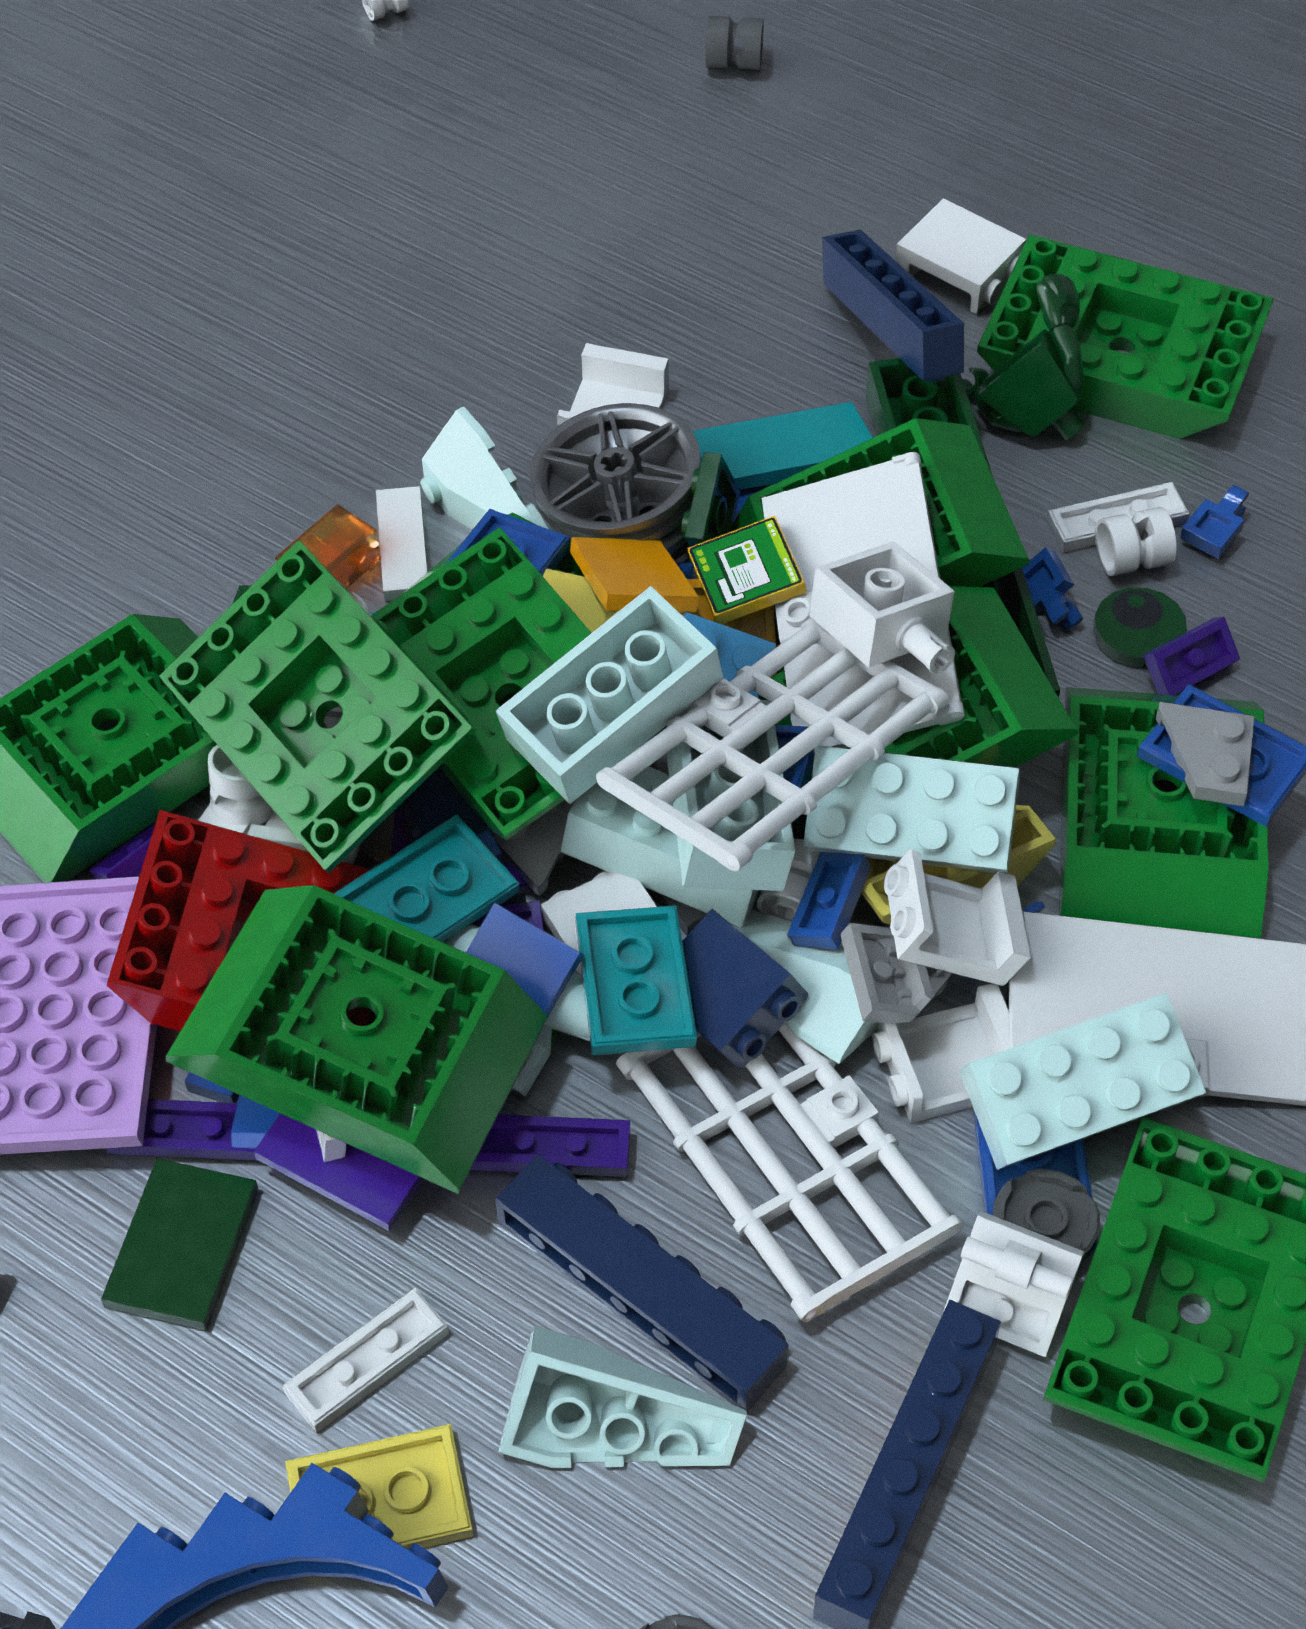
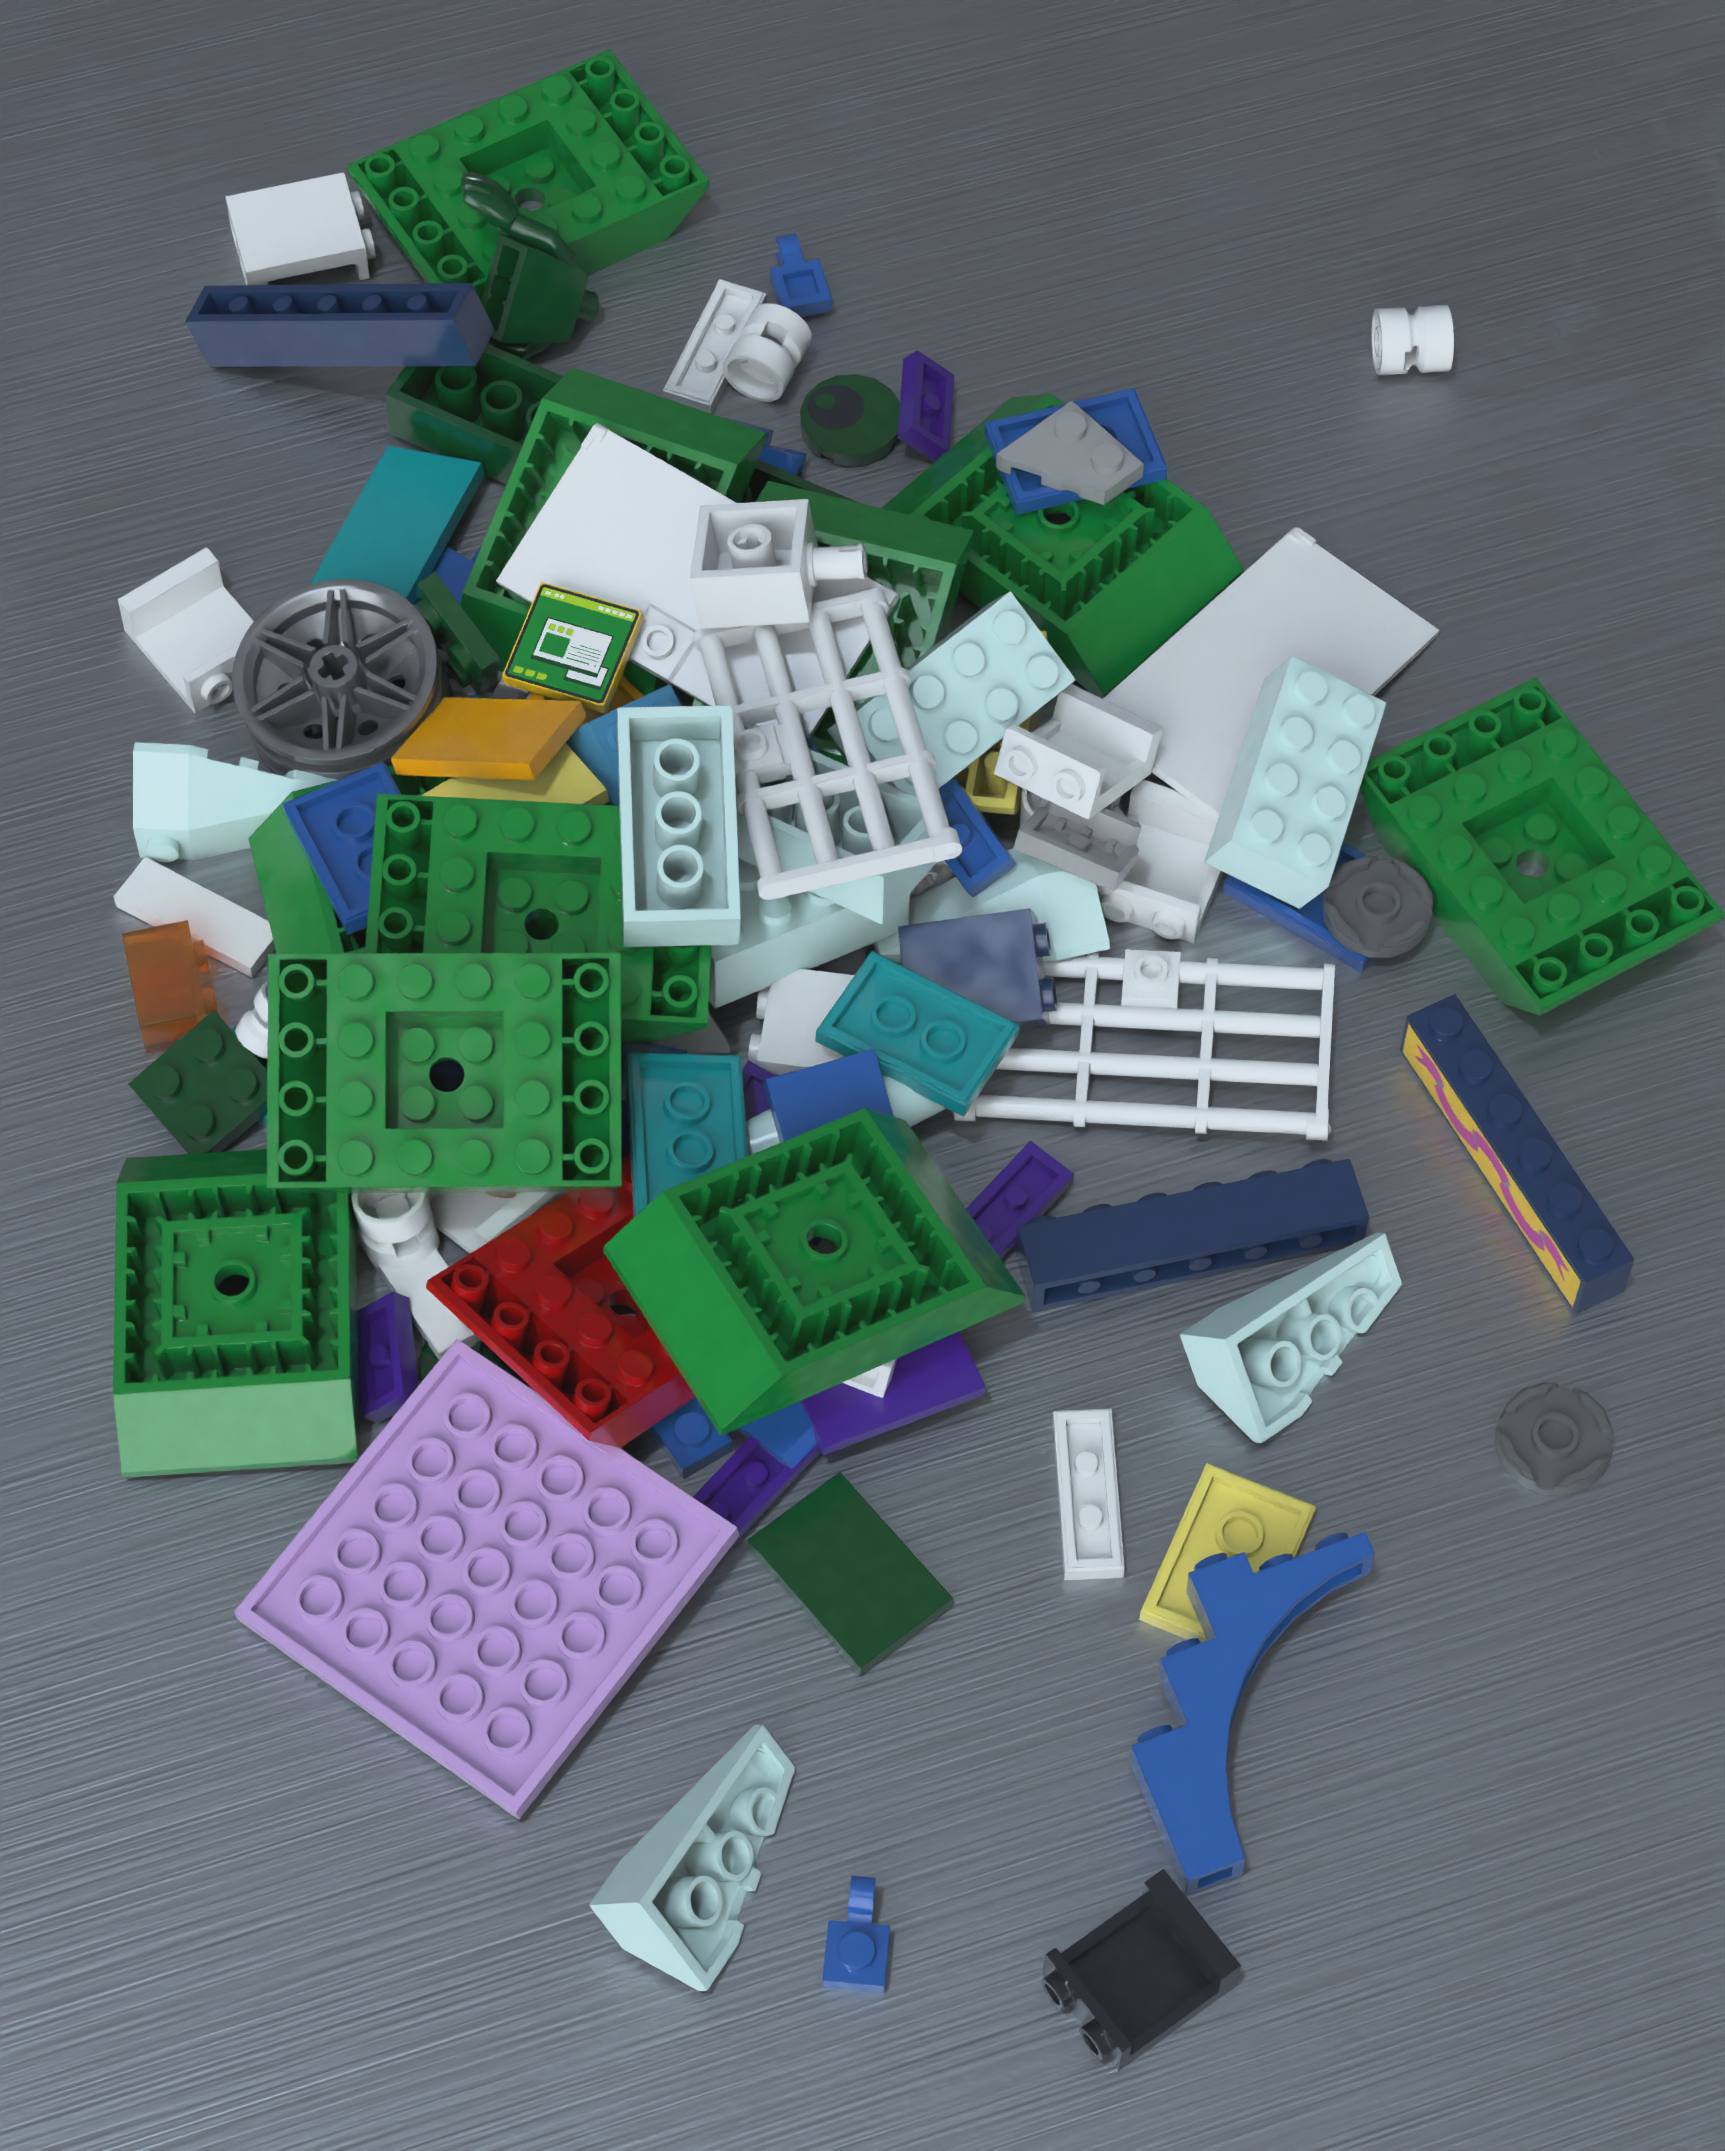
camera: 55 degrees left, 5 degrees up
(1016, 1280) = (1420, 961): white plate -> none

